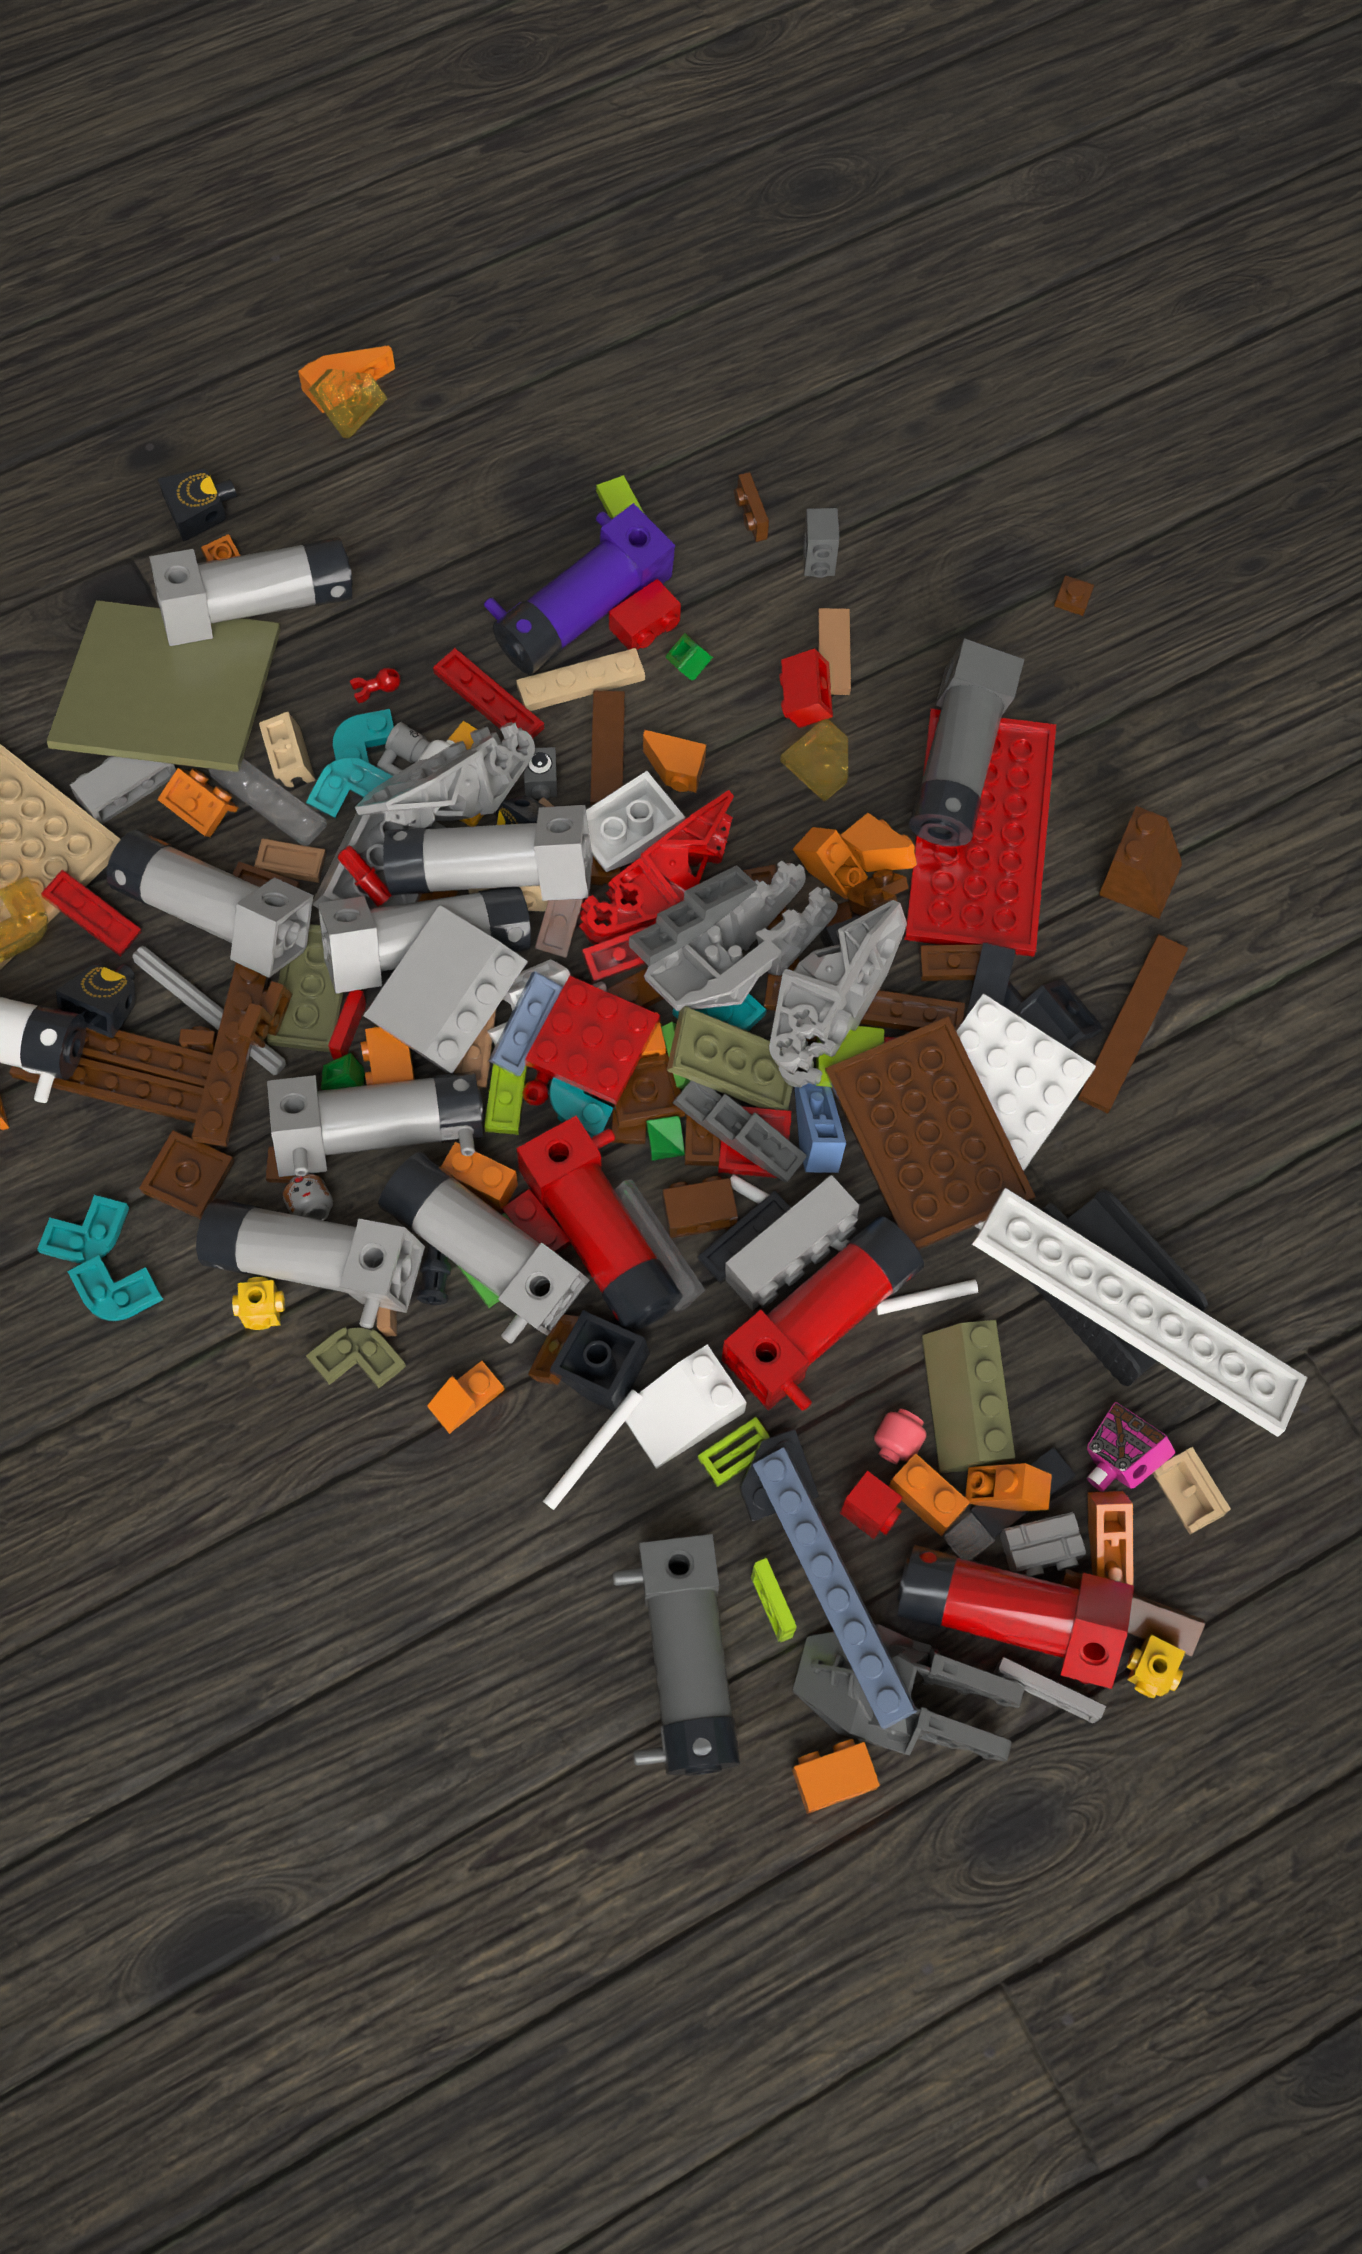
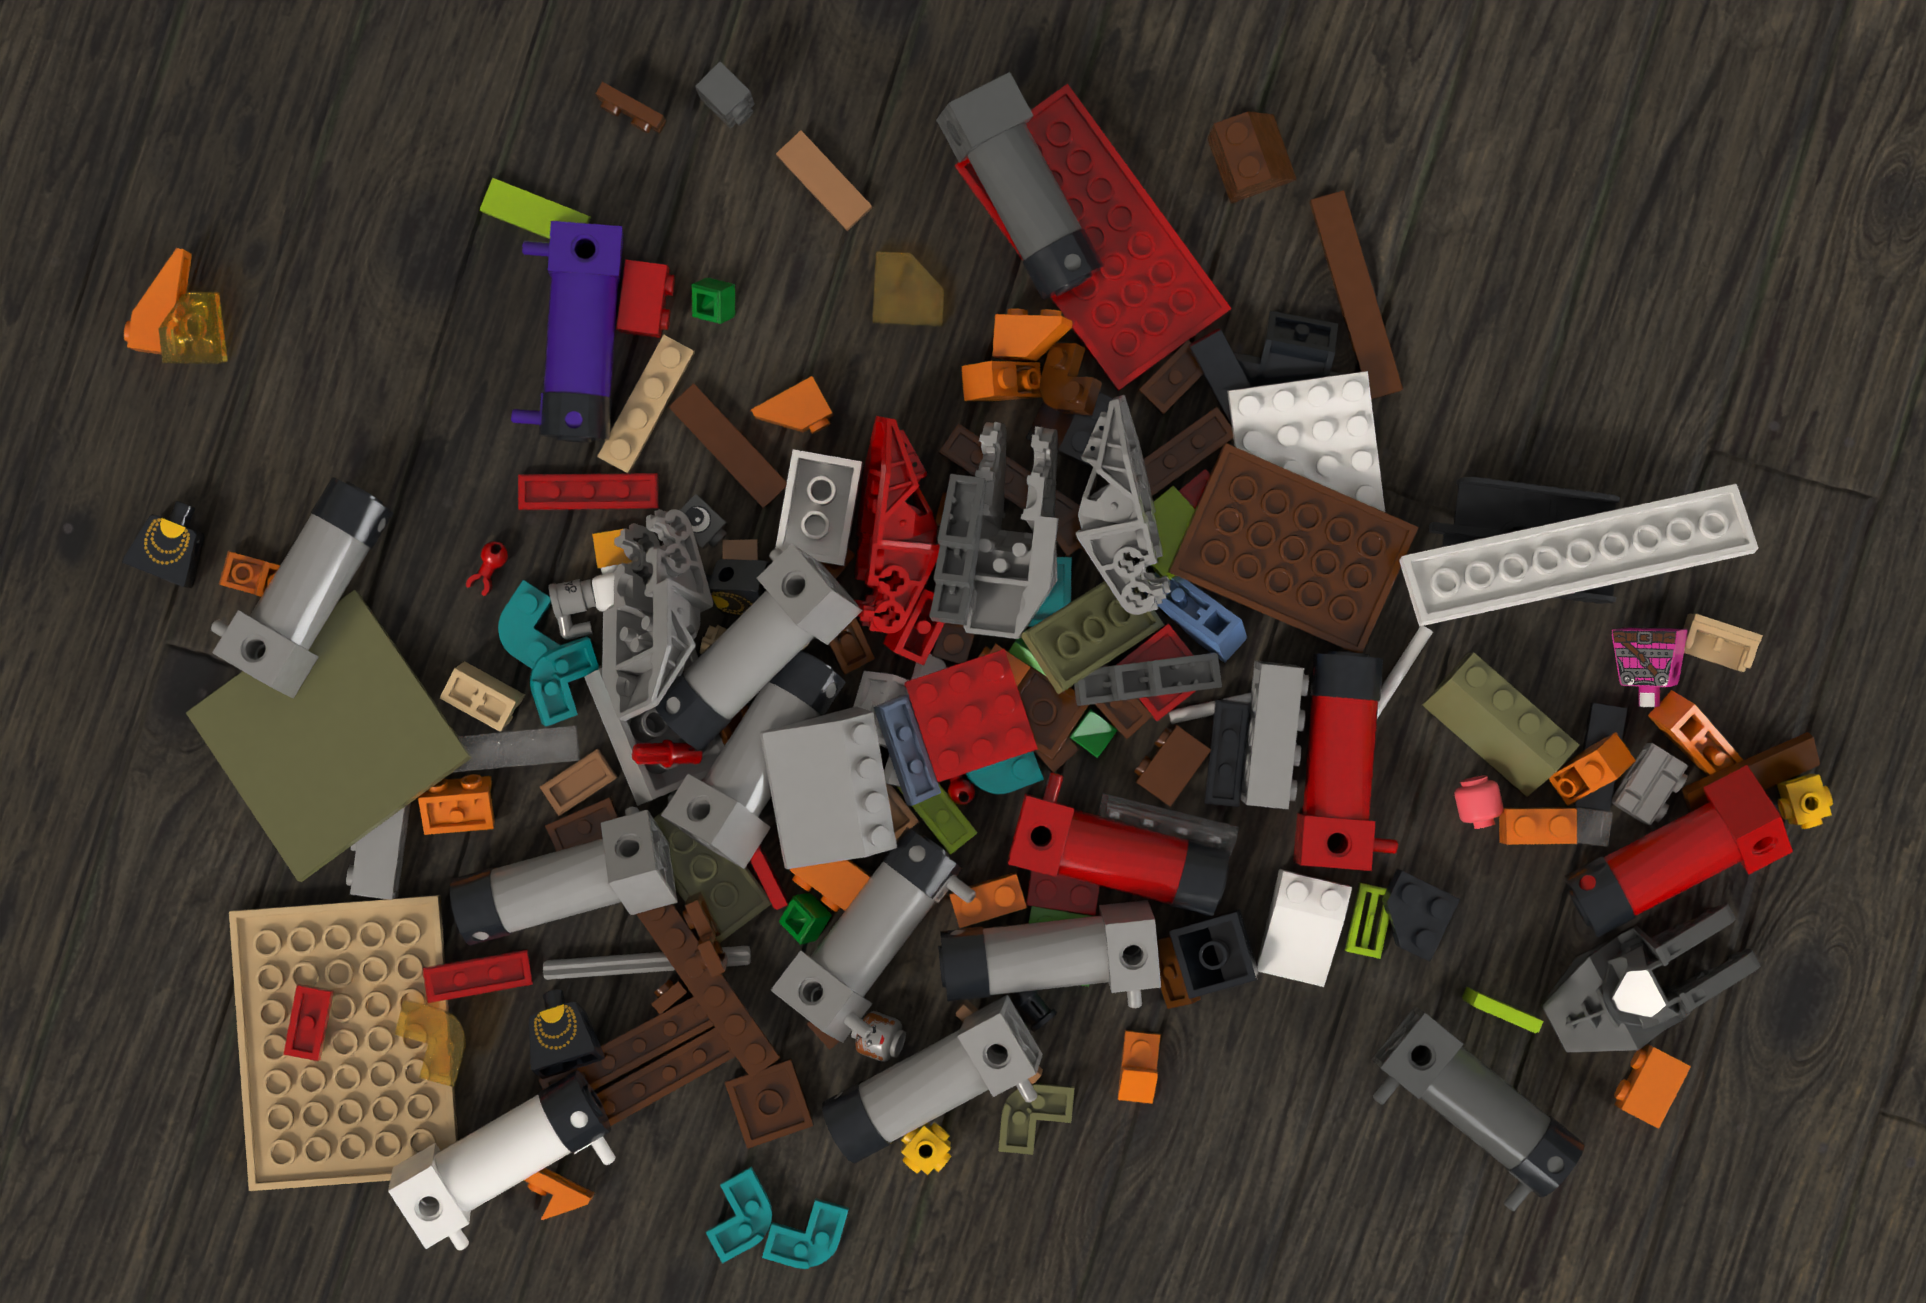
camera: 40 degrees left, 20 degrees up
(593, 1449) = (1269, 1019): white bar -> none
(806, 688) = (839, 243): red brick -> none
(835, 1589) = (1539, 964): sand blue plate -> none
(872, 1506) = (1509, 876): red brick -> none
(1050, 1691) = (1744, 885): light grey tile -> none

